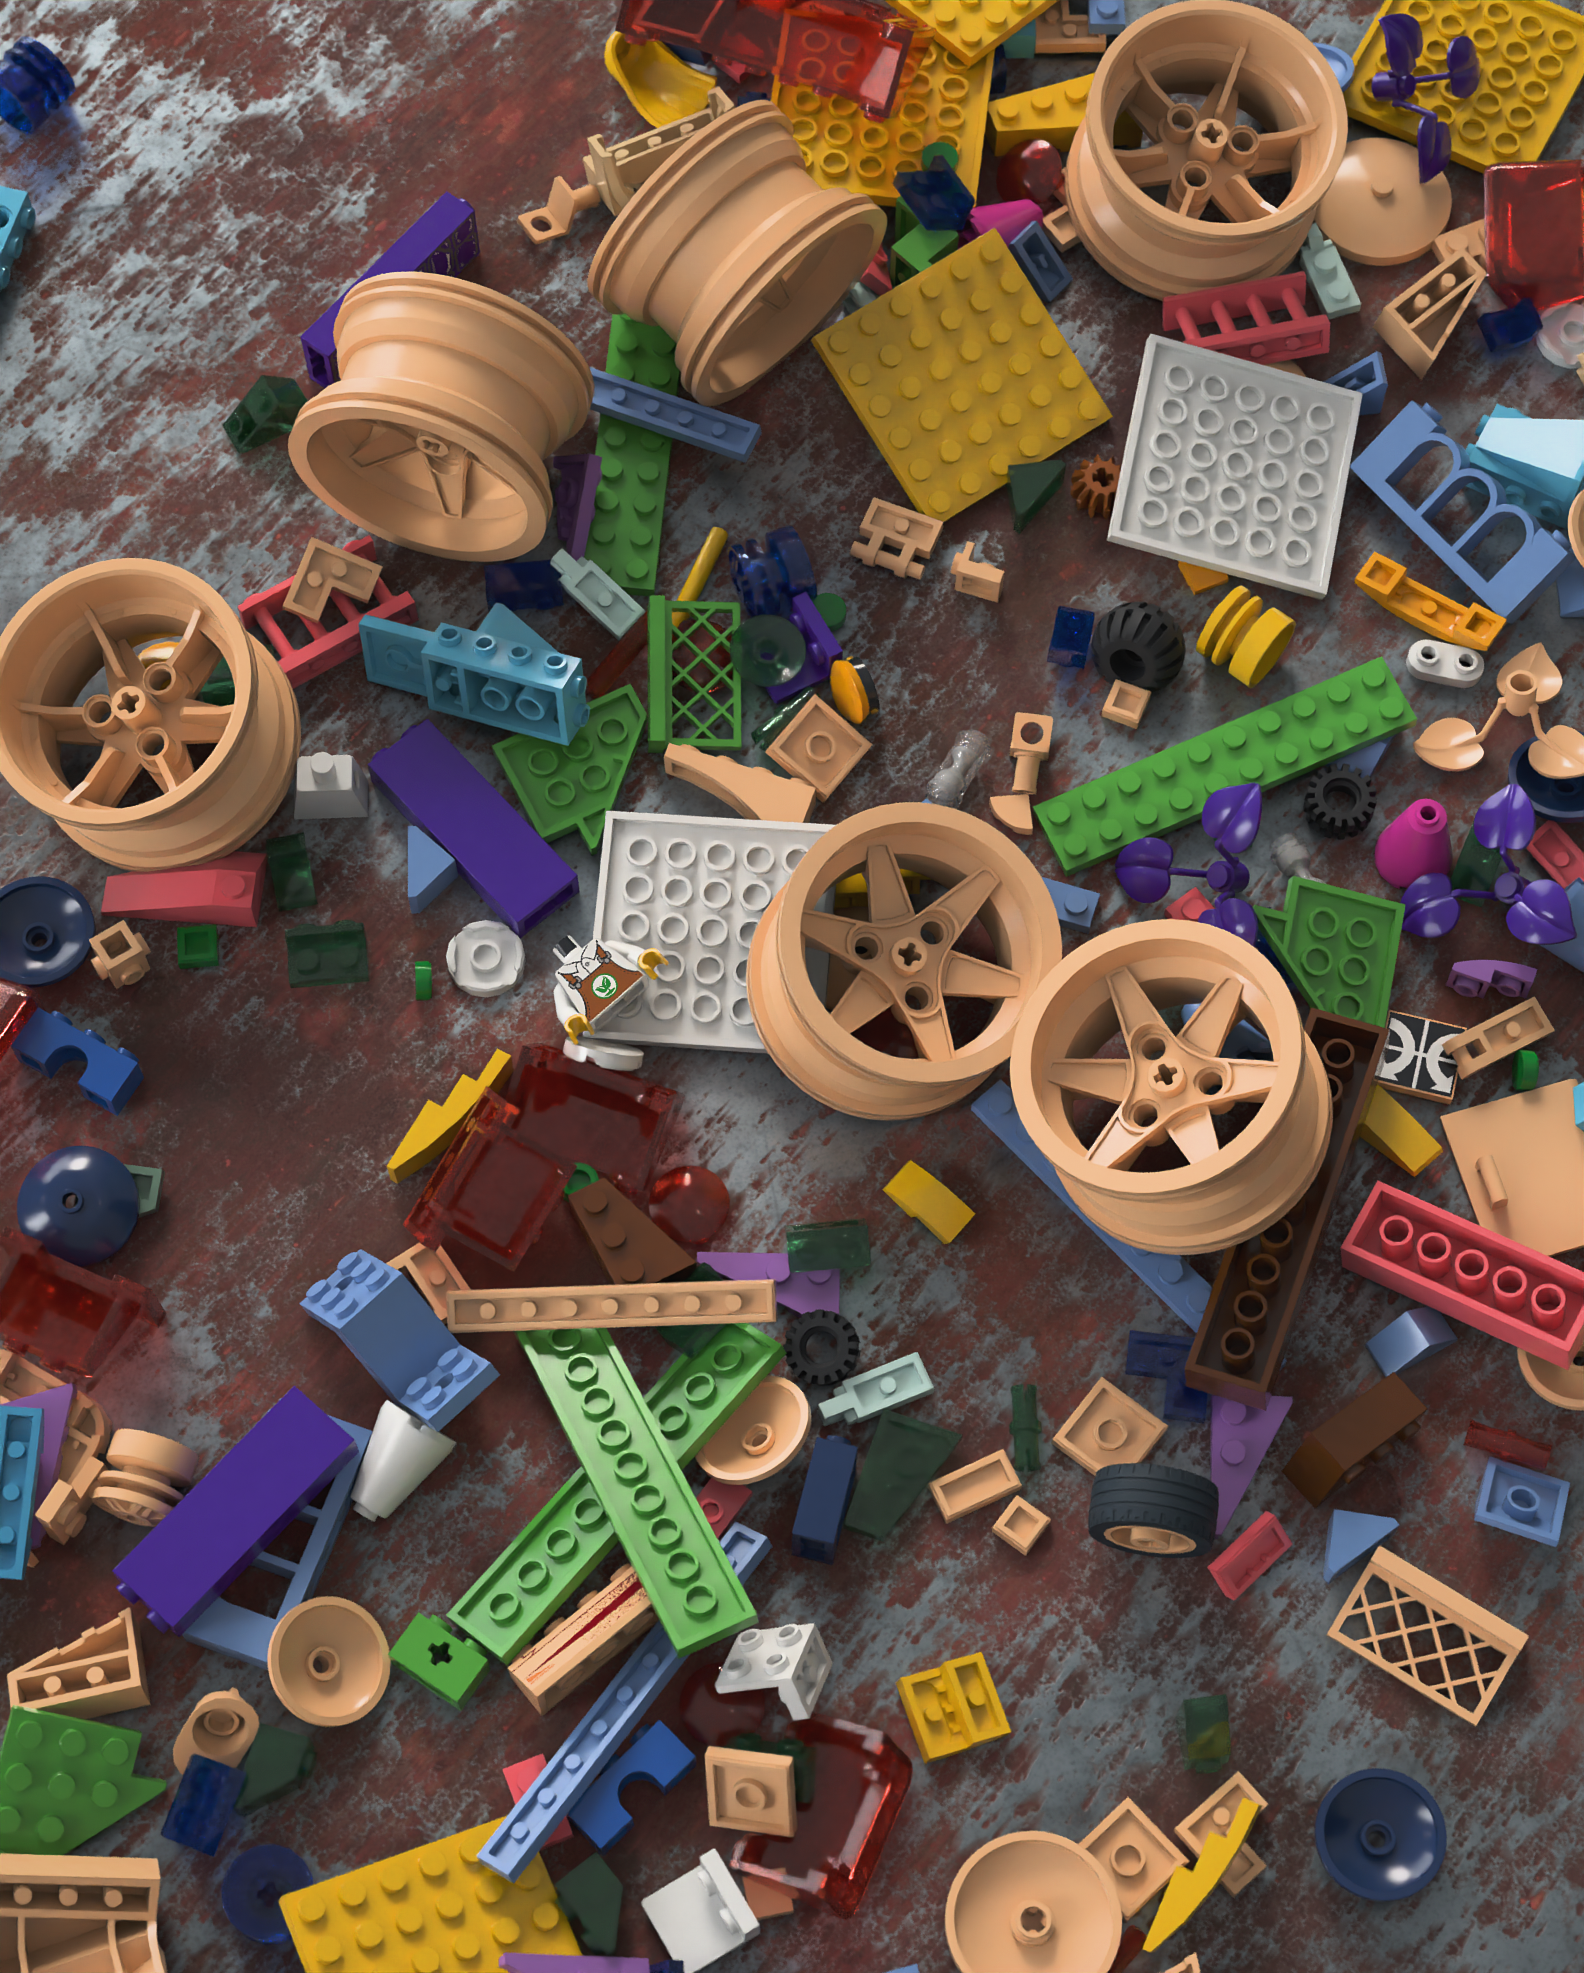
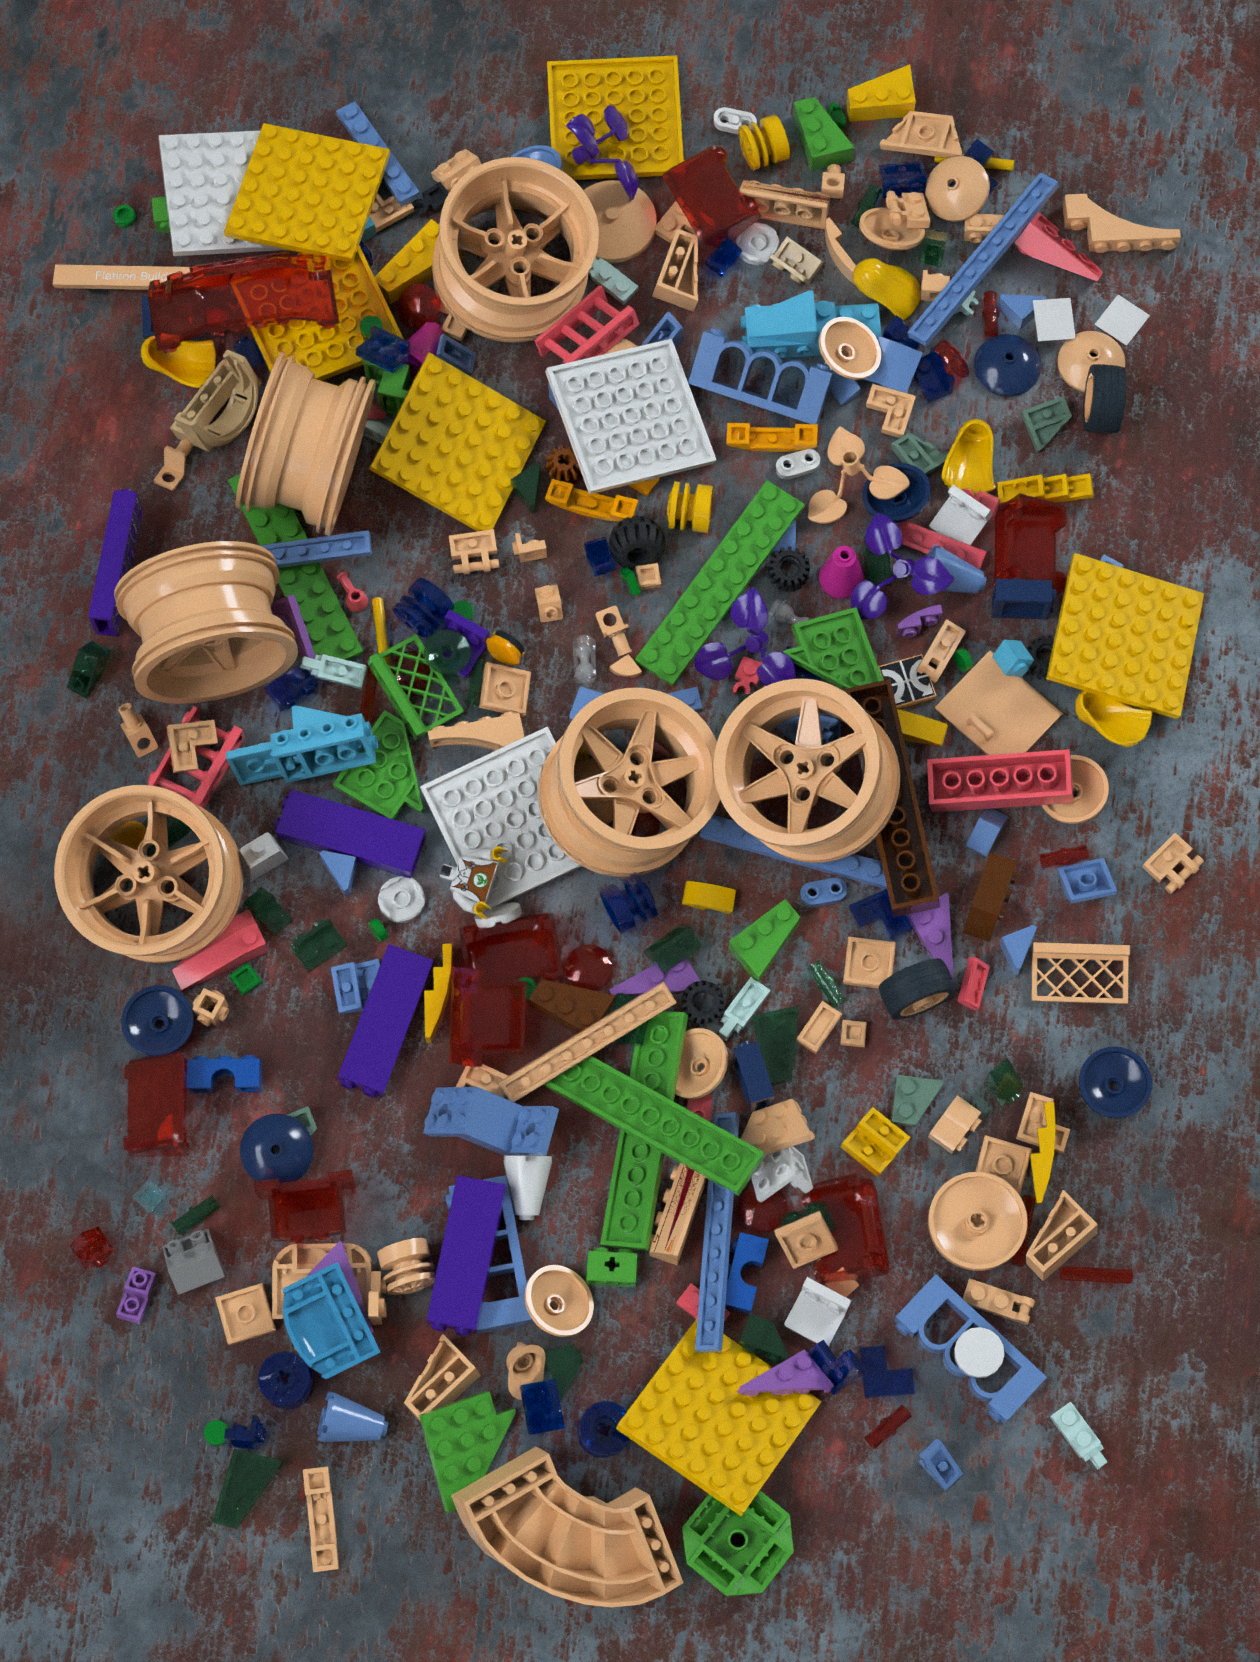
camera: 30 degrees left, 5 degrees up
(273, 526) = (135, 729): none -> light nougat bracket
(346, 1113) = (384, 1021): none -> dark purple brick
(347, 1045) = (353, 984): none -> medium blue slope
(690, 524) = (353, 605): none -> coral bar
(801, 1141) = (628, 903): none -> clear blue wheel
(810, 1596) = (777, 1127): none -> light nougat wing
(958, 664) = (549, 603): none -> light nougat bracket
(972, 1308) = (764, 939): none -> bright green wedge
(1051, 1676) = (913, 1098): none -> sand green wing
(1090, 1754) = (955, 1124): none -> light nougat brick
(1095, 696) = (629, 576): none -> green tile
(1102, 559) = (590, 505): none -> light orange slope
(1103, 1295) = (824, 894): none -> medium blue plate

